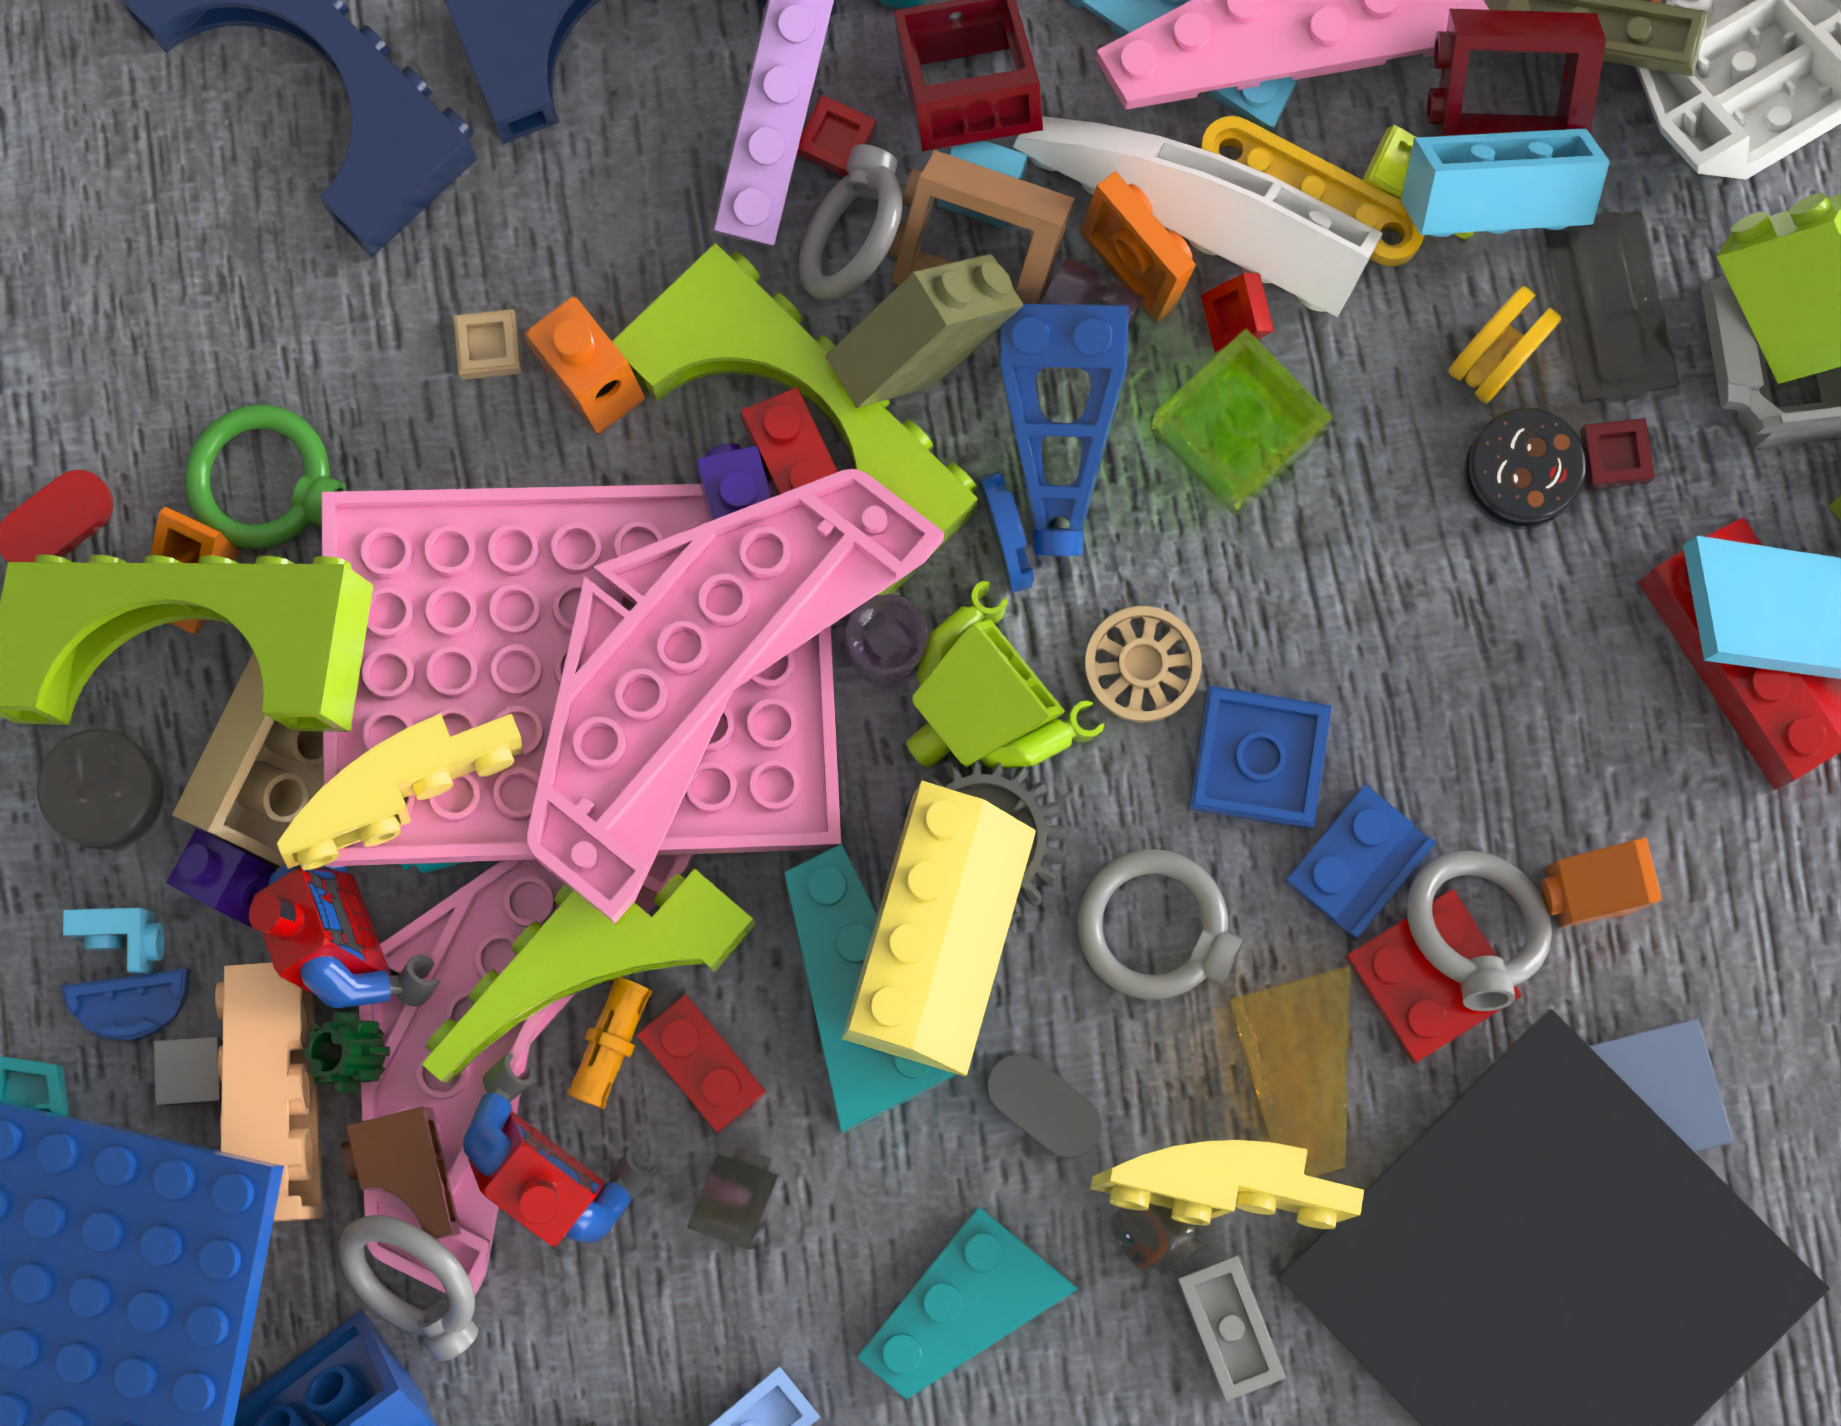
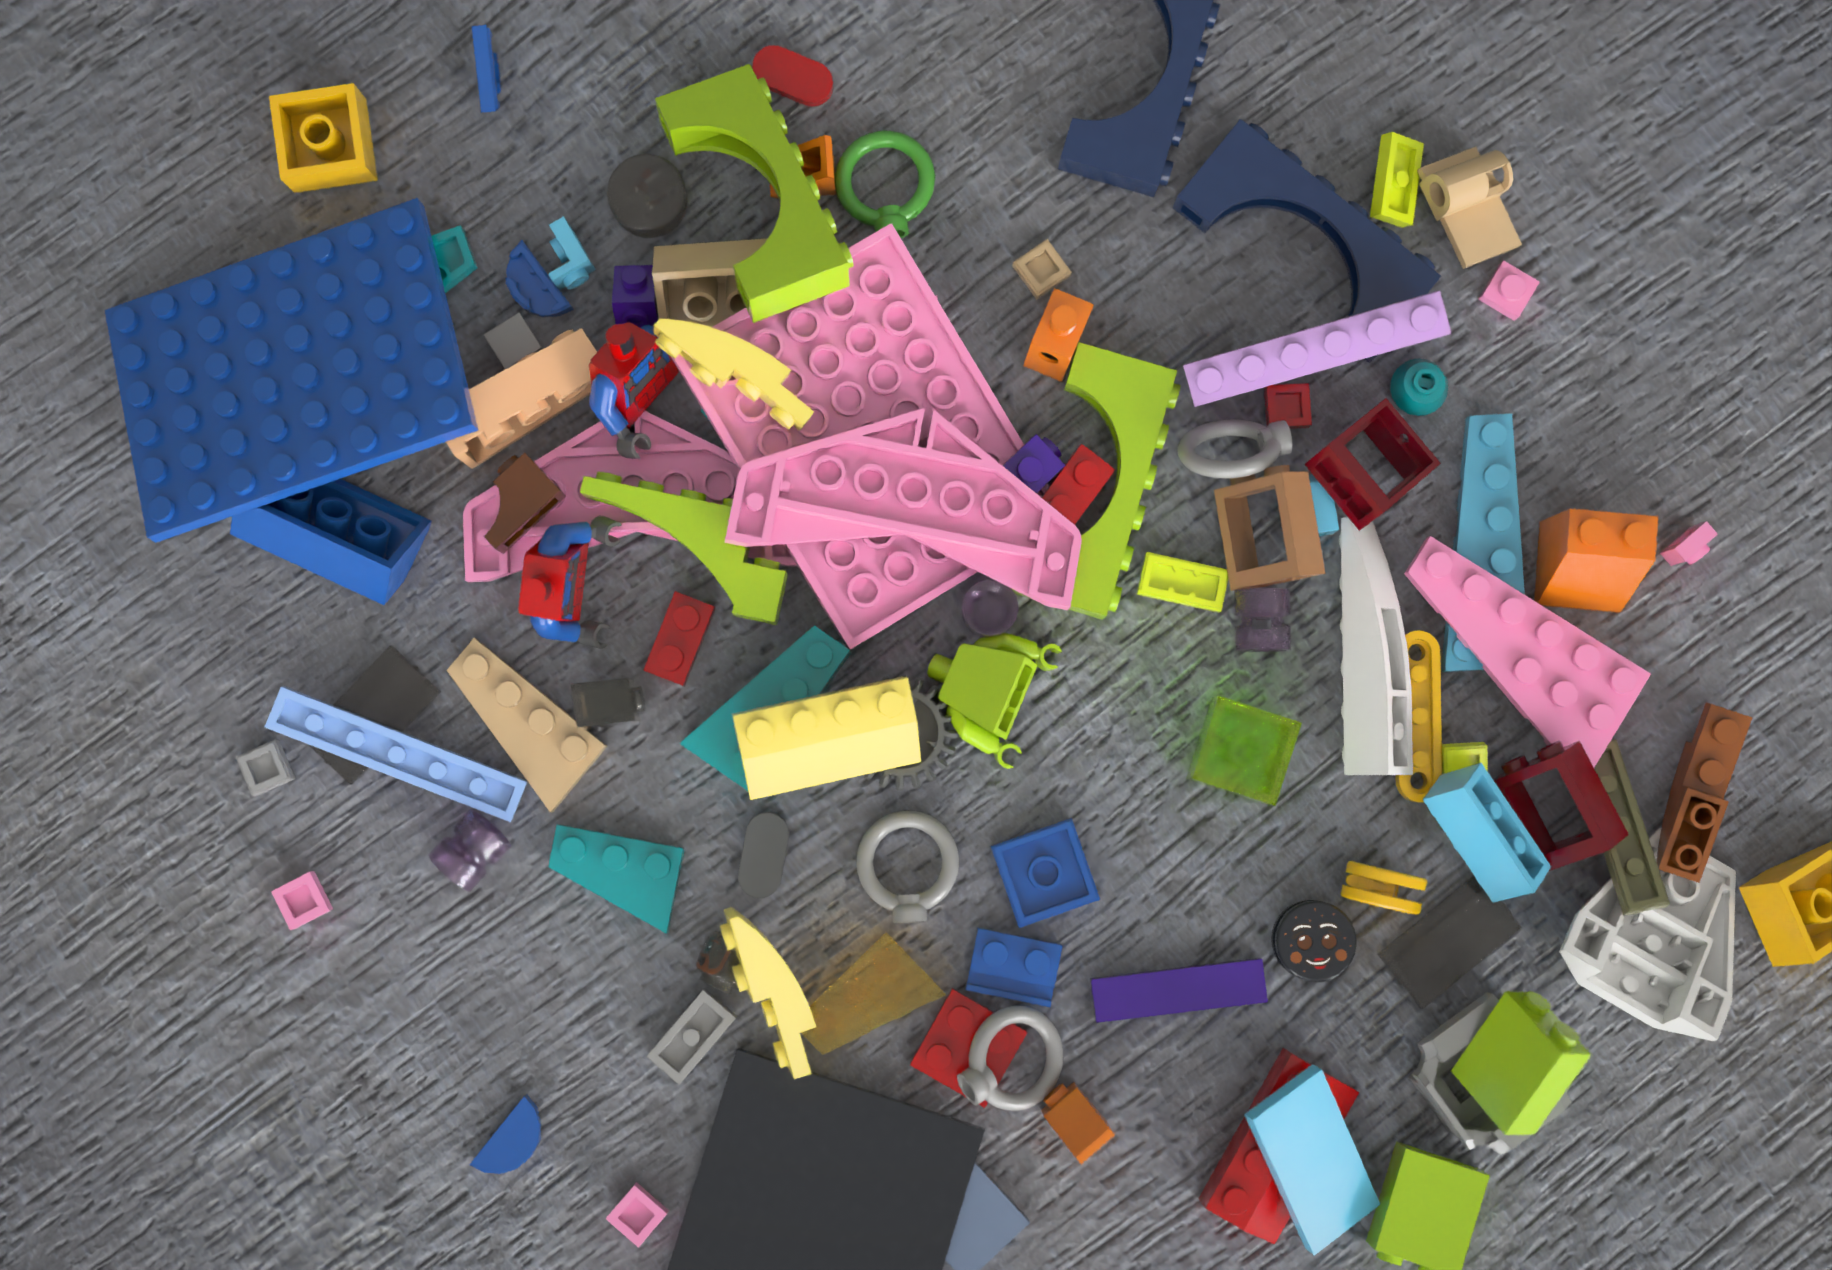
camera: 60 degrees right, 5 degrees up
(346, 1052) = (569, 427): dark green gear -> none
(446, 1324) = (447, 573): light grey piece -> none
(609, 1042) = (661, 577): light orange pin -> none
(710, 1324) = (526, 723): none -> tan wing
(924, 329) = (1190, 527): olive brick -> none
(971, 396) = (1183, 582): none -> neon yellow plate
(1006, 530) = (1100, 643): blue tile -> none
(1068, 338) = (1234, 614): blue plate -> none
(1137, 245) = (1315, 634): orange plate -> none
(1143, 664) = (1063, 771): tan wheel -> none
(1237, 307) = (1314, 710): red plate -> none
(1498, 671) = (1178, 990): none -> dark purple tile
(1617, 454) = (1355, 993): dark red plate -> none

